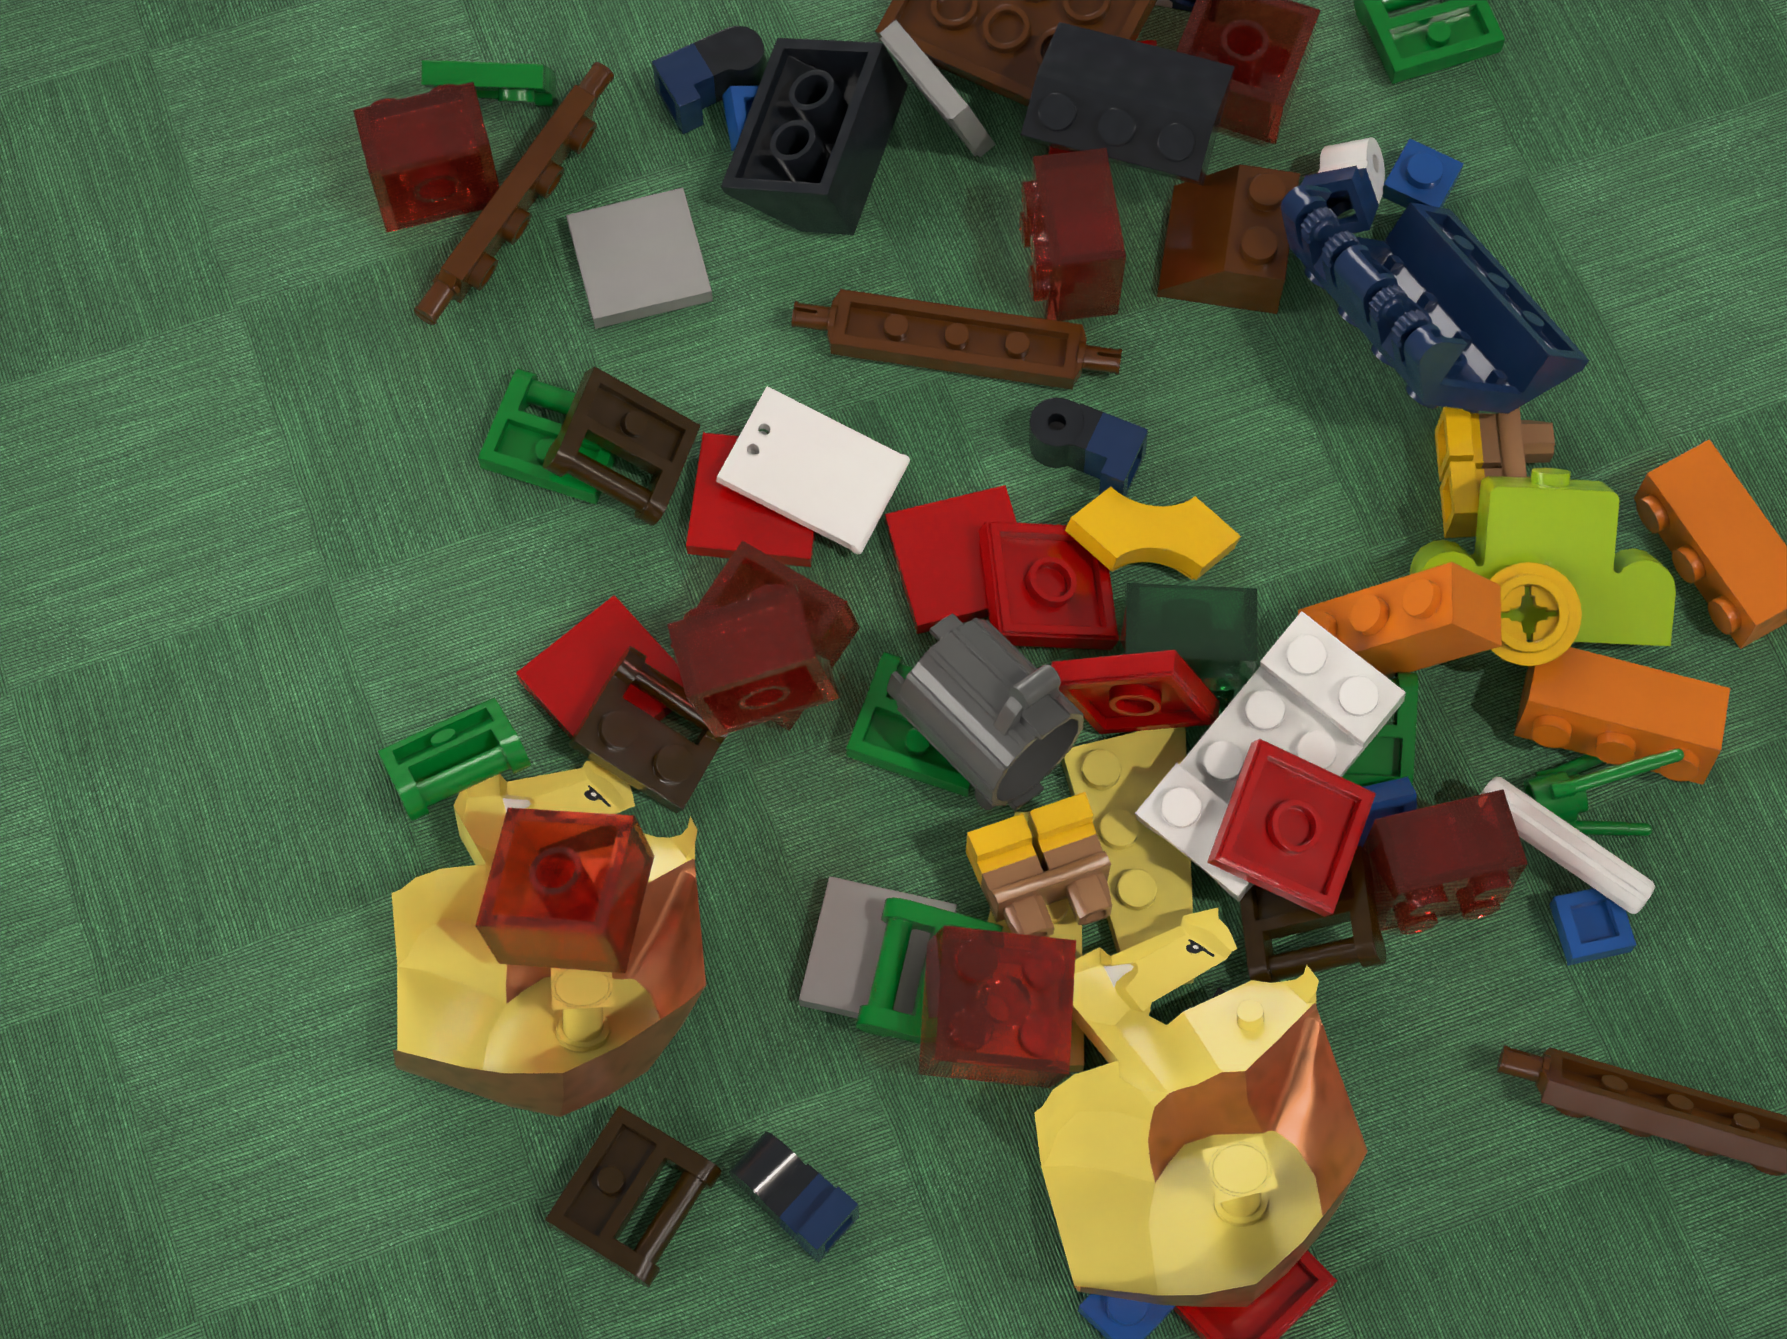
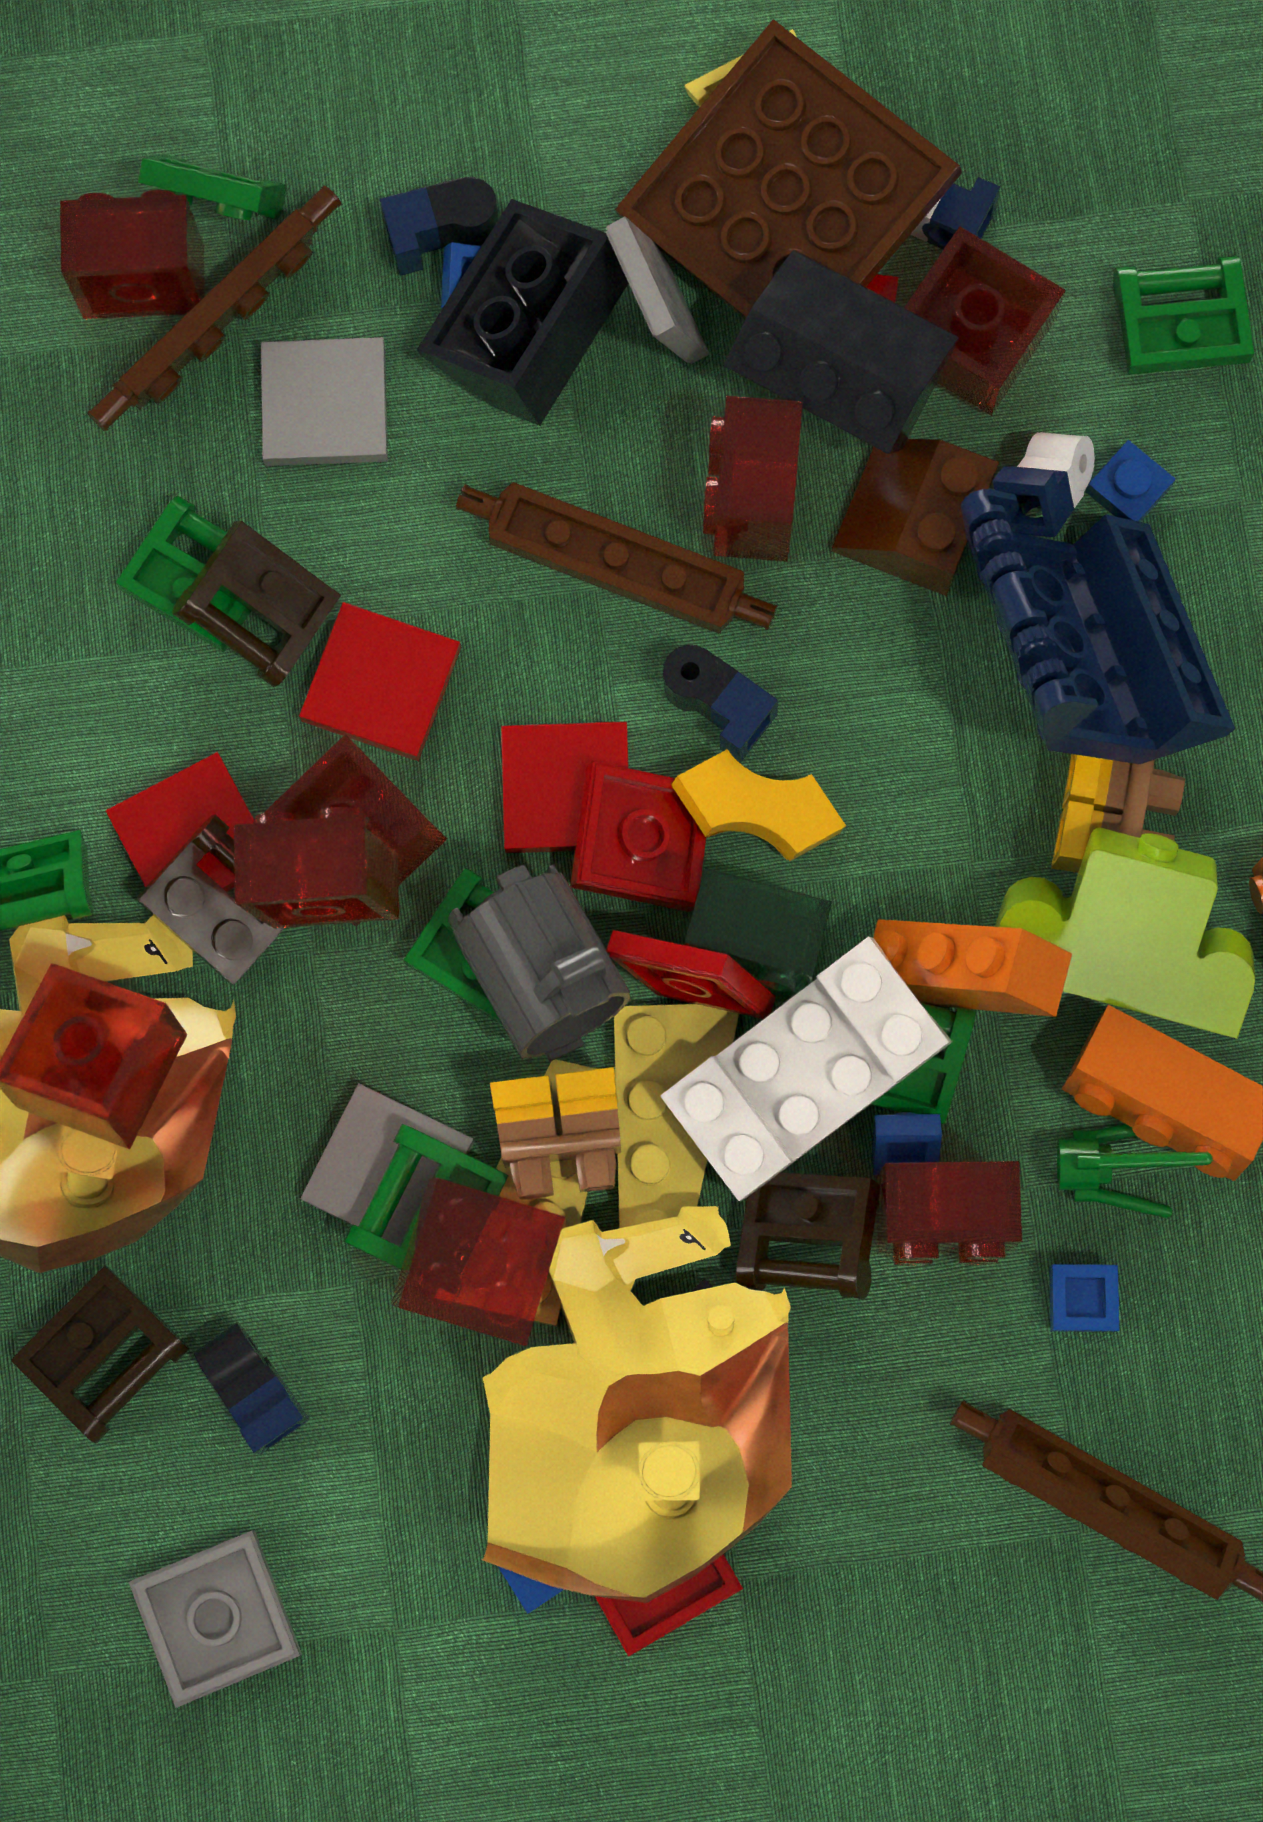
camera: 15 degrees right, 10 degrees up
(813, 470) = (440, 666): white container -> none
(1291, 828) = (805, 1149): red tile -> none
(1549, 592) = (1118, 1007): yellow gear -> none
(1575, 850) = (1077, 1219): white axle -> none

